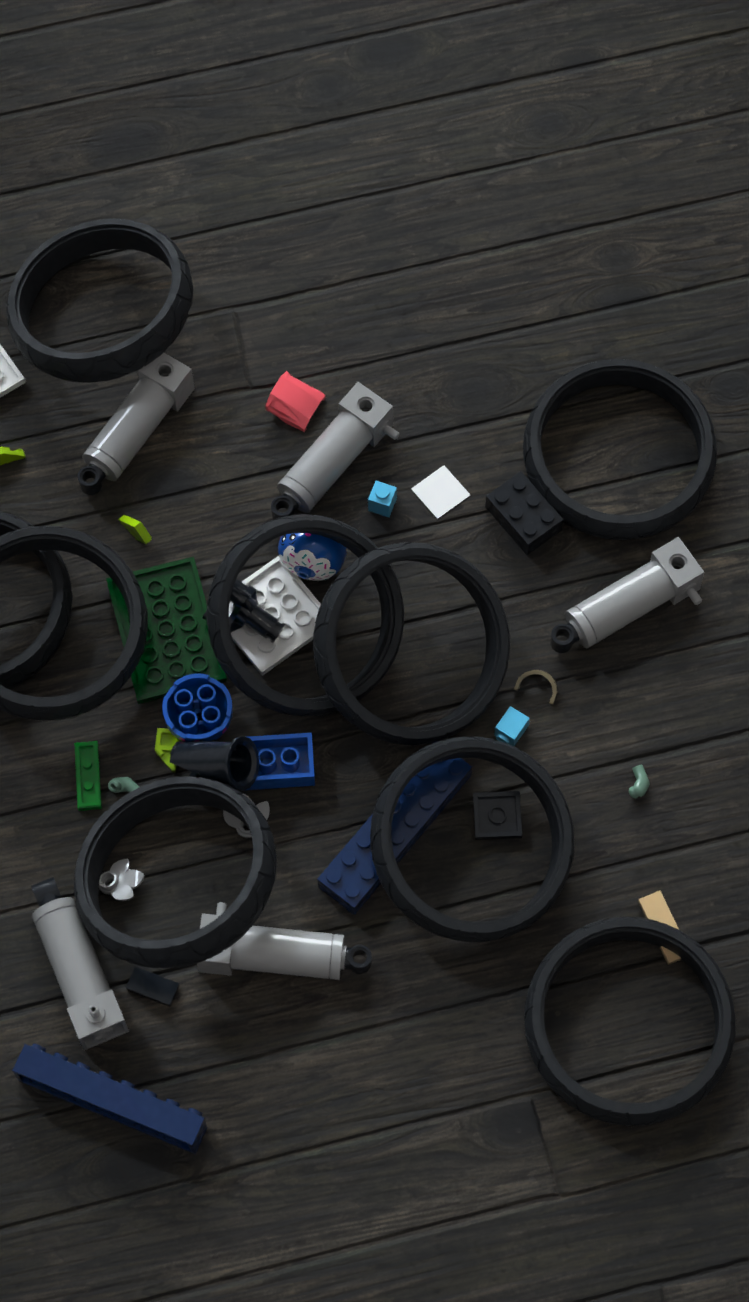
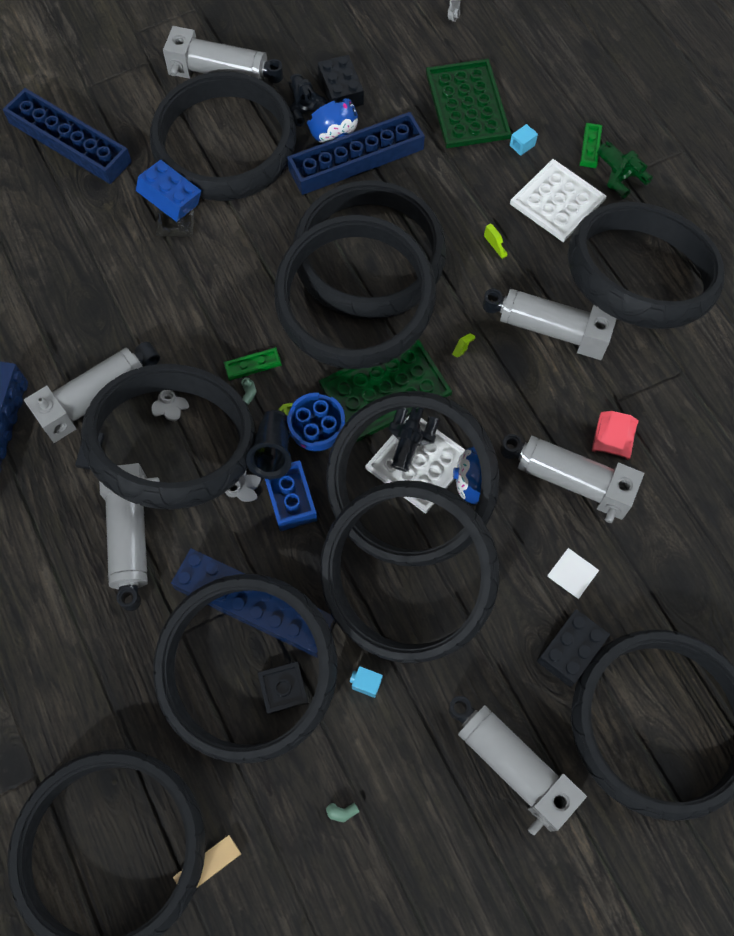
camera: 75 degrees right, 0 degrees up
(382, 498) = (548, 524): medium azure brick -> none
(543, 673) = (424, 701): dark tan helmet -> none

